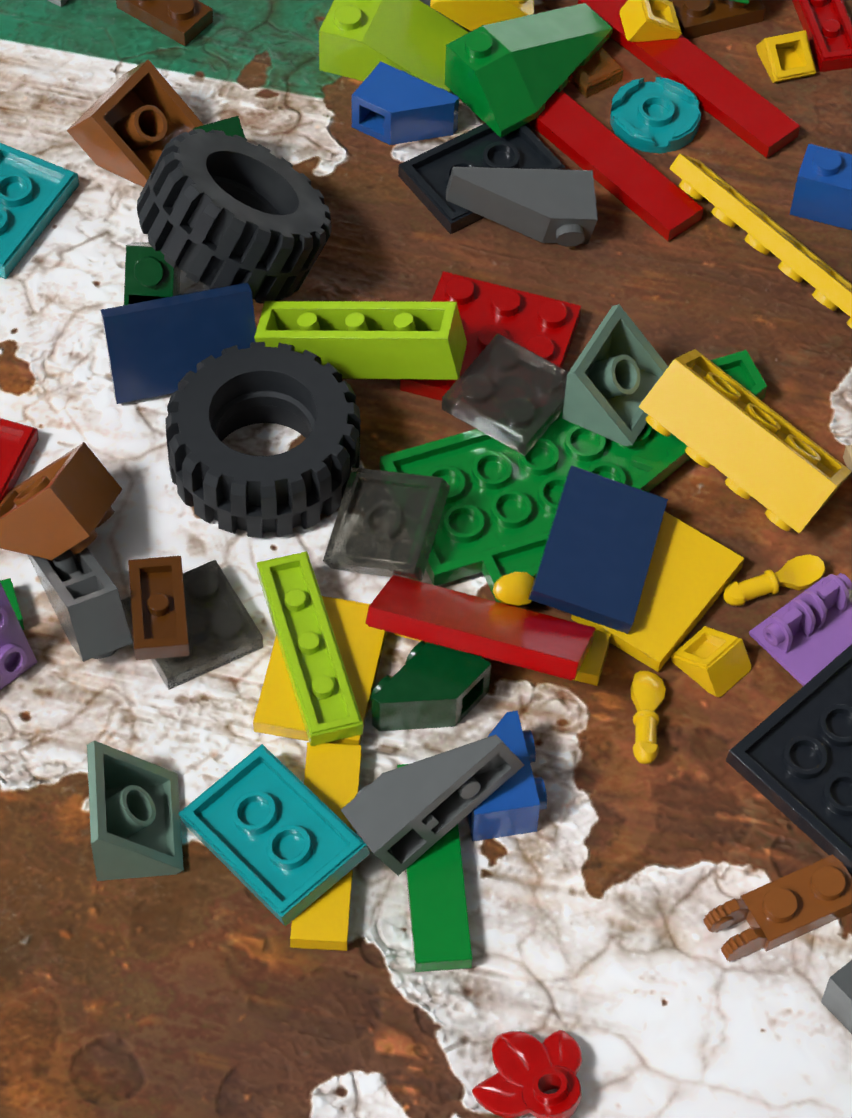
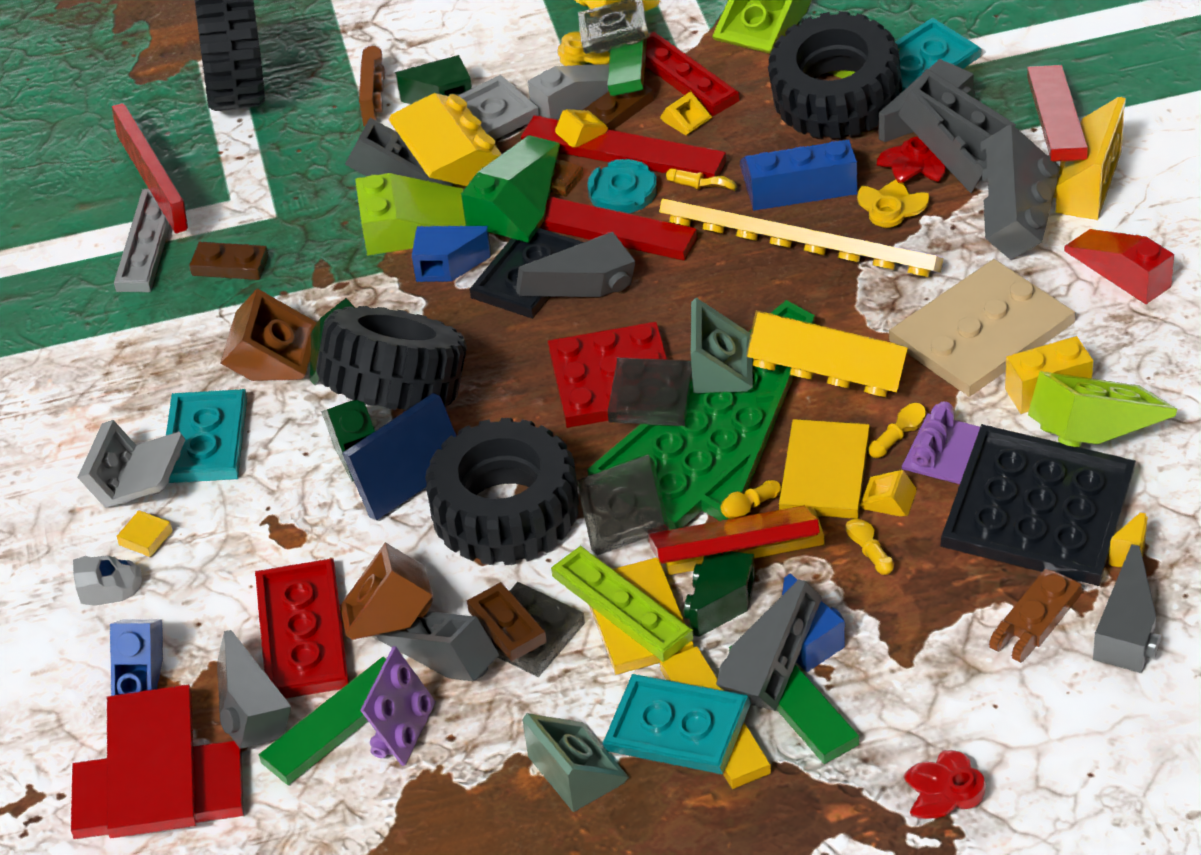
camera: 20 degrees left, 10 degrees down
(371, 336) = (537, 393): lime brick -> none
(598, 549) = (774, 457): dark blue tile -> none
(746, 147) = (698, 181): none -> yellow piece

